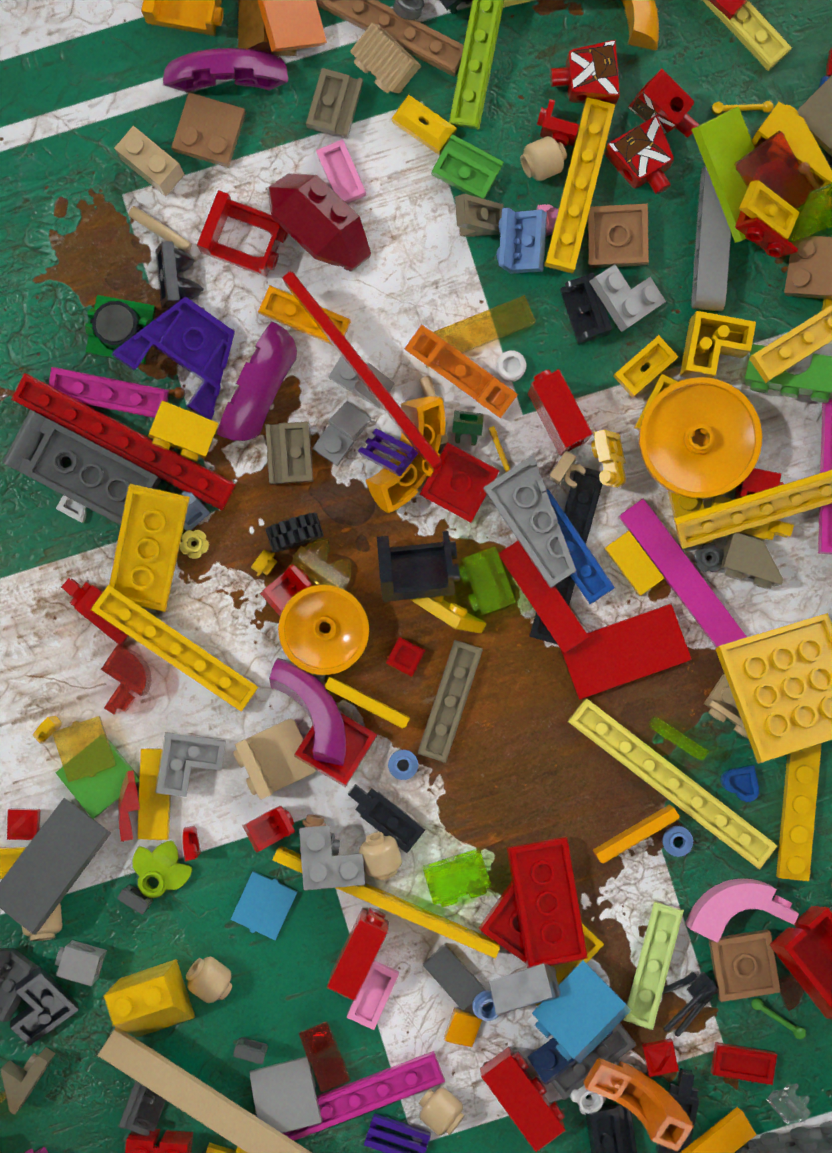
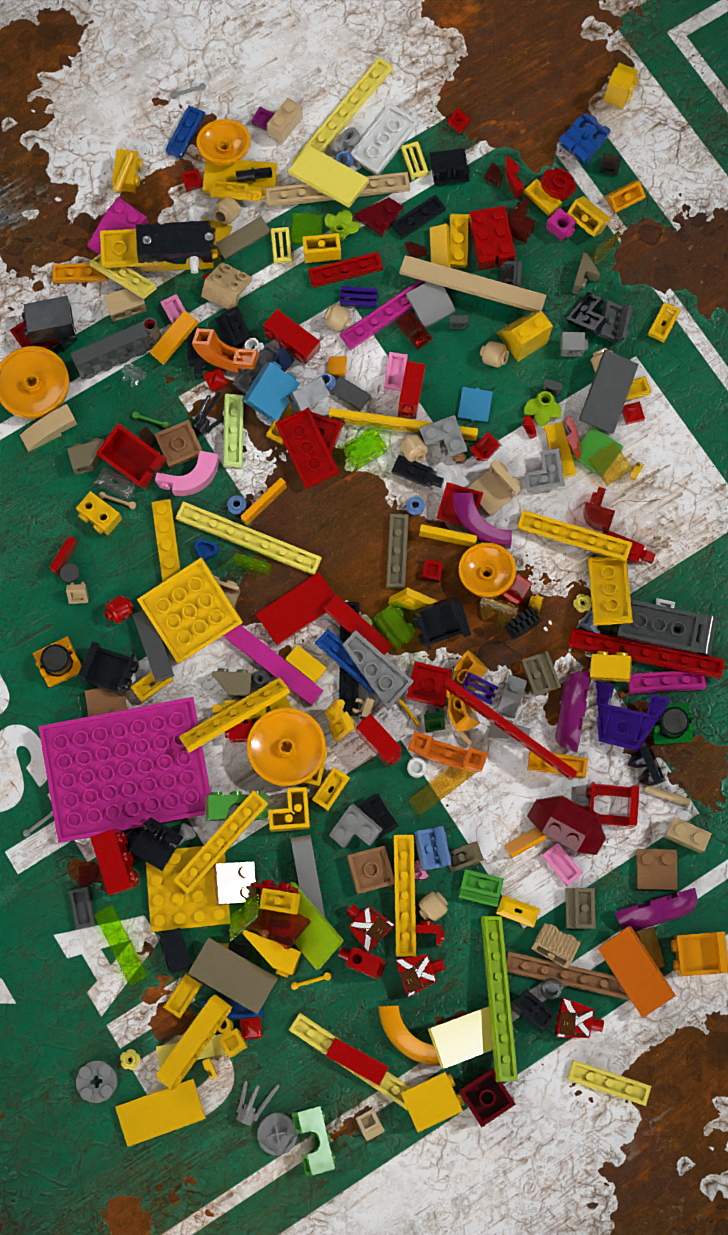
camera: 160 degrees right, 10 degrees down
(387, 214) = (524, 842): none -> light orange slope
(743, 1063) = (165, 390): red tile -> none

